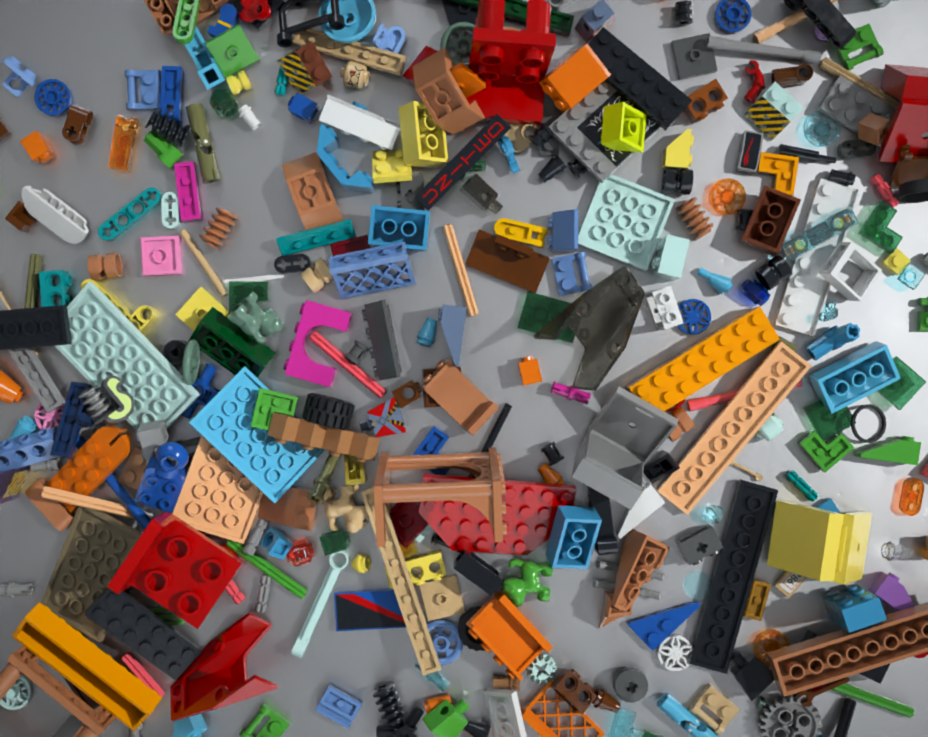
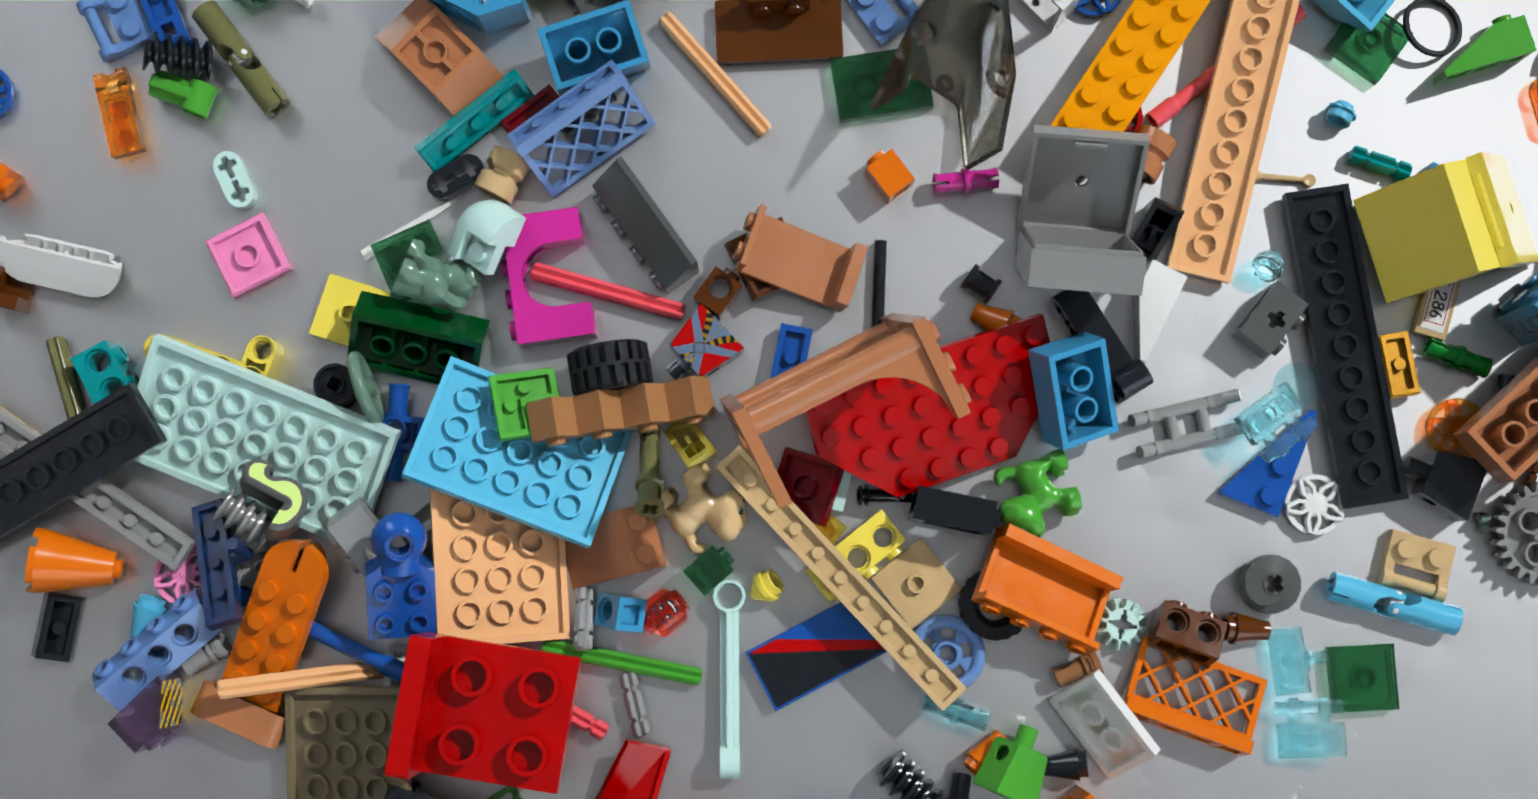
camera: 25 degrees left, 5 degrees down
(77, 121) = (37, 110): reddish brown piece -> none
(101, 266) = (169, 306): nougat wheel -> none
(128, 211) = (169, 211): teal beam -> none
(134, 469) = (348, 600): light nougat plate -> none
(187, 191) = (248, 140): dark pink plate -> none
(203, 262) = (319, 237): tan bar -> none
(218, 227) = (317, 172): nougat piece -> none
(293, 305) = (484, 233): none -> light aqua brick
(357, 352) = (613, 264): dark grey bush -> none
(427, 334) = (708, 190): medium azure cone -> none
(452, 323) = (741, 158): sand blue slope -> none
(610, 613) = (1188, 478): nougat slope -> none
(637, 562) = (1190, 384): nougat wedge -> none
(673, 596) = (1268, 415): none -> clear light blue plate
(770, 429) = (1290, 96): light aqua head -> none
(791, 610) = (1457, 357): none -> green pin
(793, 449) = (1340, 114): none -> medium azure plate
(826, 454) = (1389, 100): bright green plate -> none

